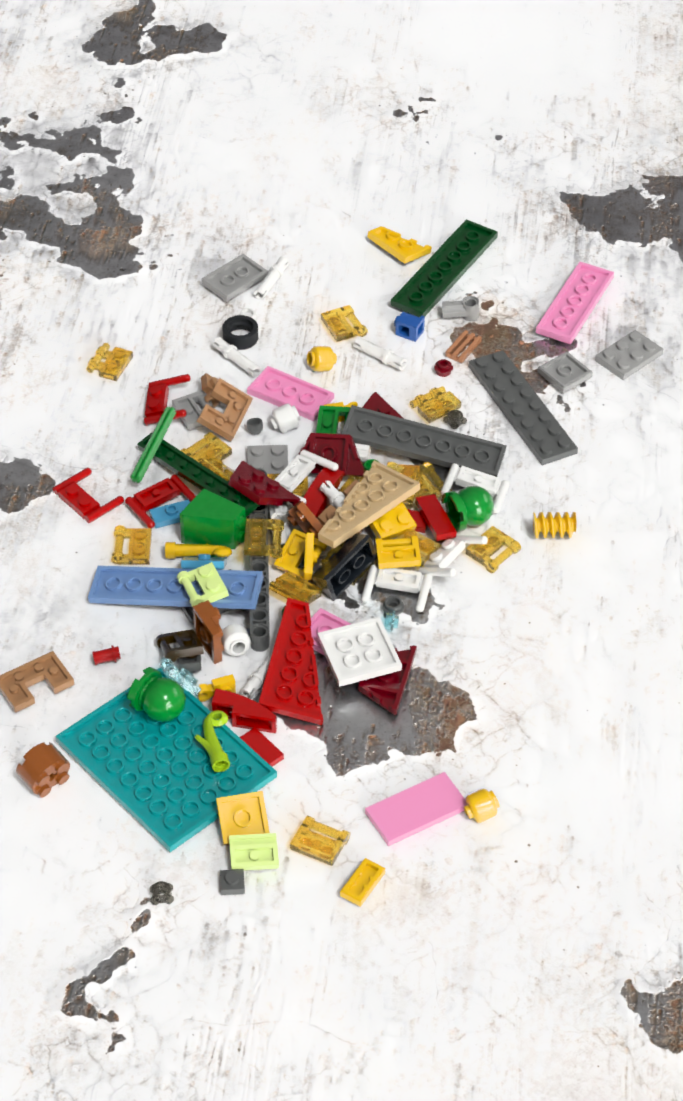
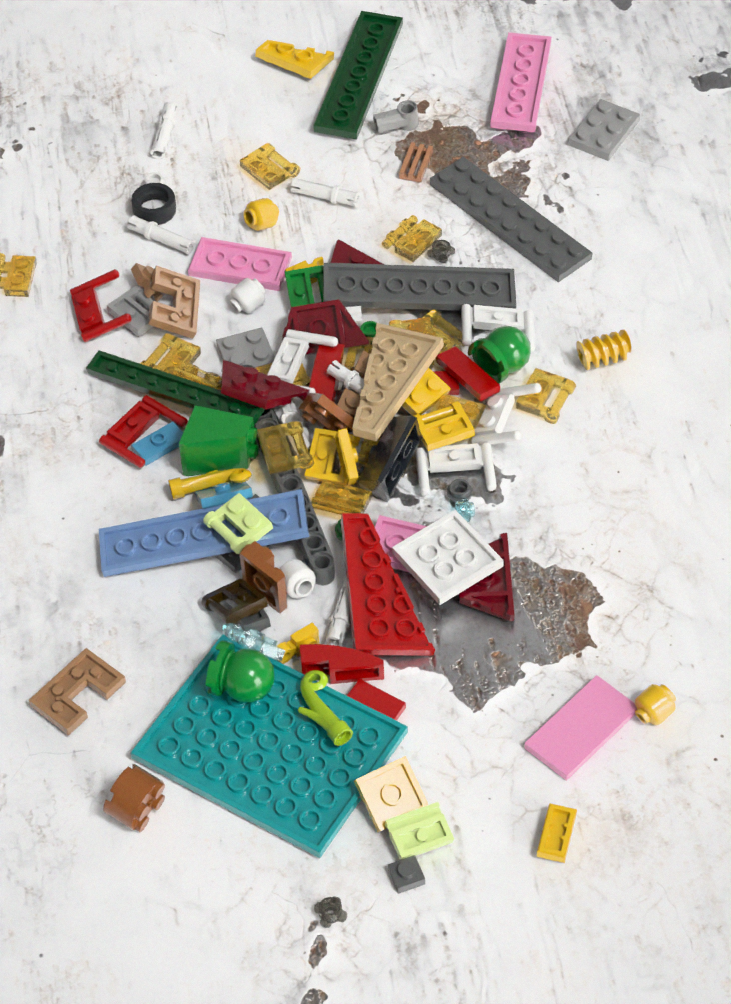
camera: 15 degrees left, 5 degrees up
(80, 500) = (45, 453): red plate -> none
(106, 655) = (151, 636): red pin -> none
(138, 546) = (135, 490): clear yellow plate -> none
(153, 444) = (107, 366): axle -> none
(234, 277) = (121, 139): light grey plate -> none
(255, 426) = (215, 313): dark grey hinge -> none
(317, 845) = (488, 803): clear yellow plate -> none
(409, 326) = (346, 152): blue brick -> none
(443, 368) = (403, 193): dark red plate -> none
(565, 372) = (542, 166): light grey plate -> none

